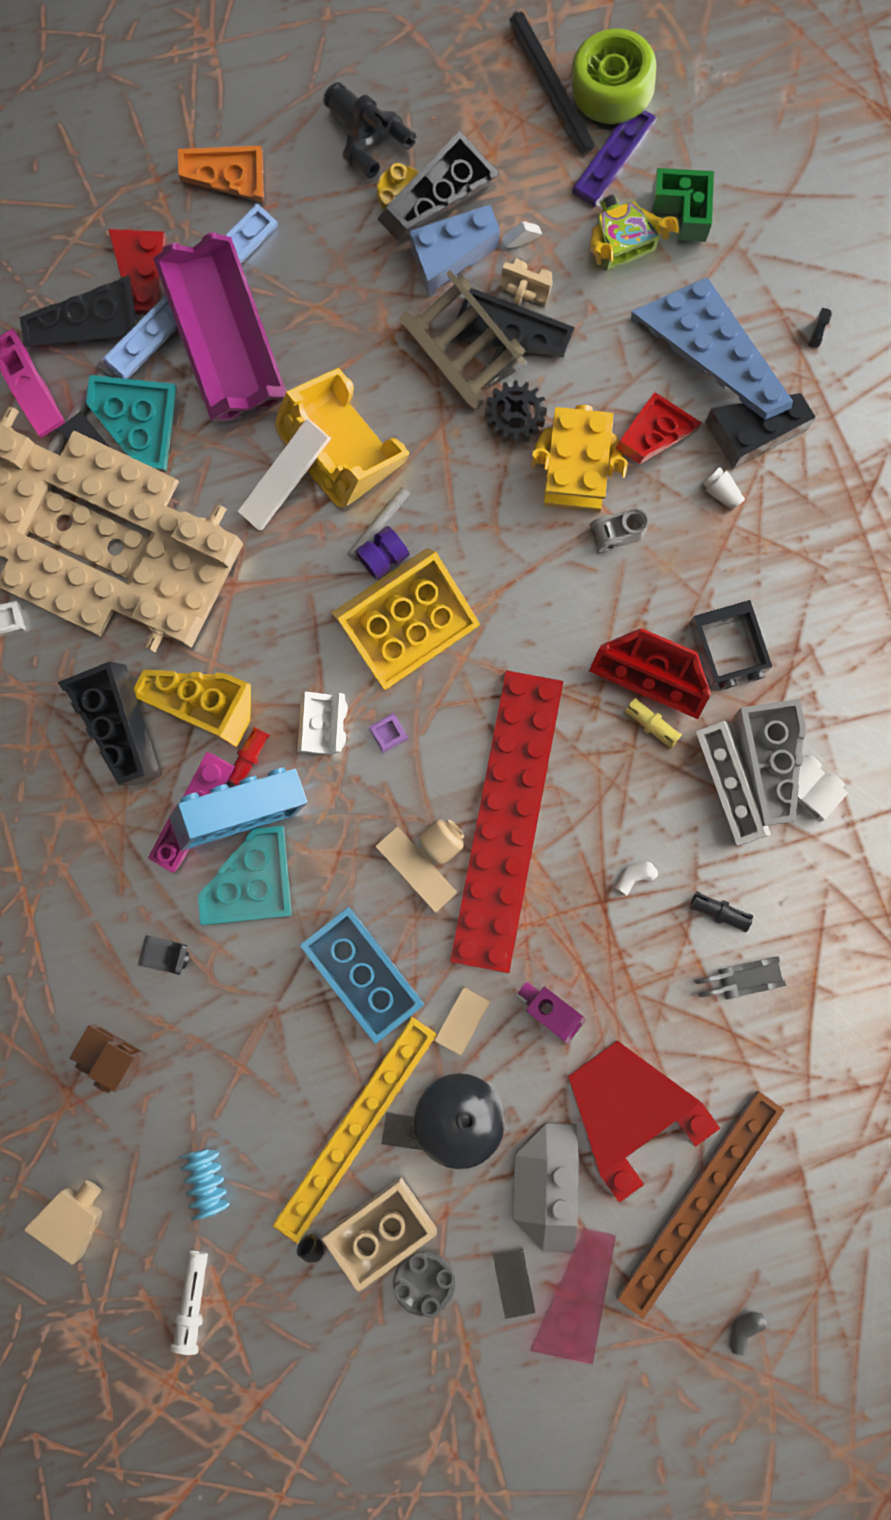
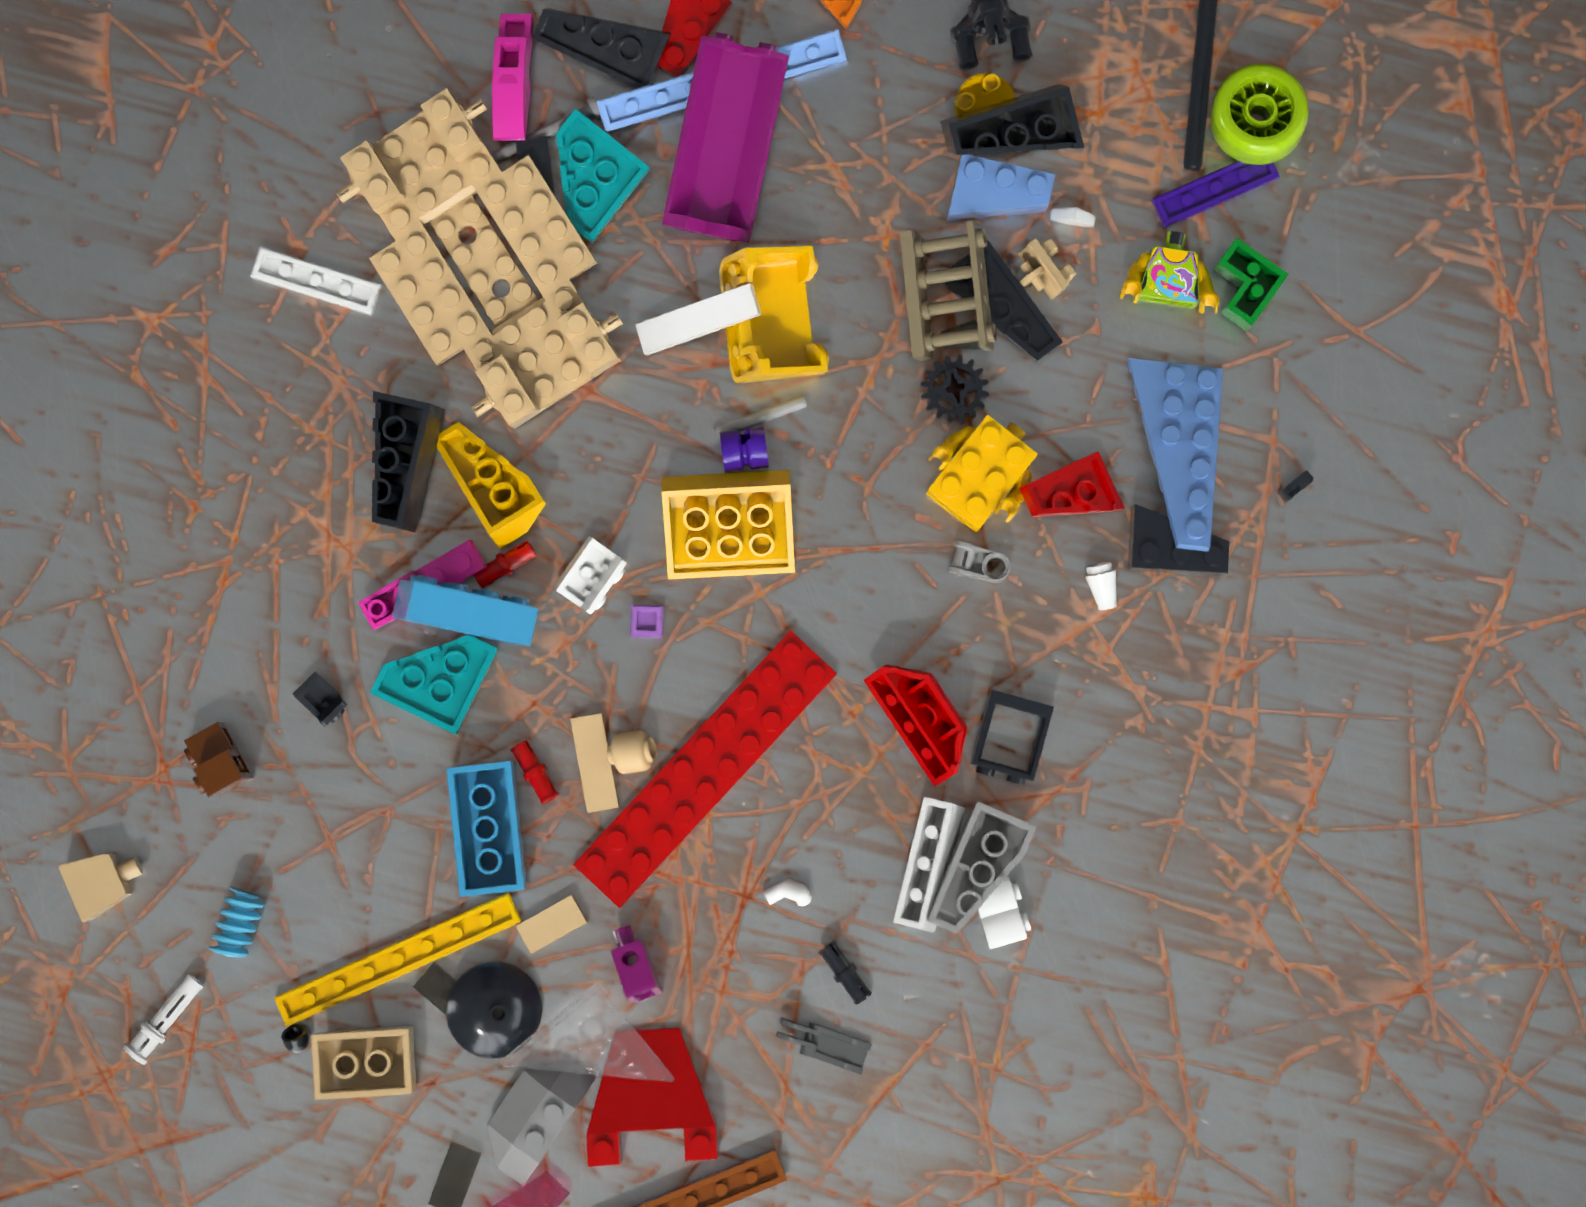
camera: 30 degrees right, 5 degrees up
(373, 906) = (534, 772): none -> red pin
(424, 1283) = (376, 1129): dark grey dish -> none
(554, 1095) = (590, 1040): none -> clear tile
(653, 723) = (894, 763): light yellow pin -> none

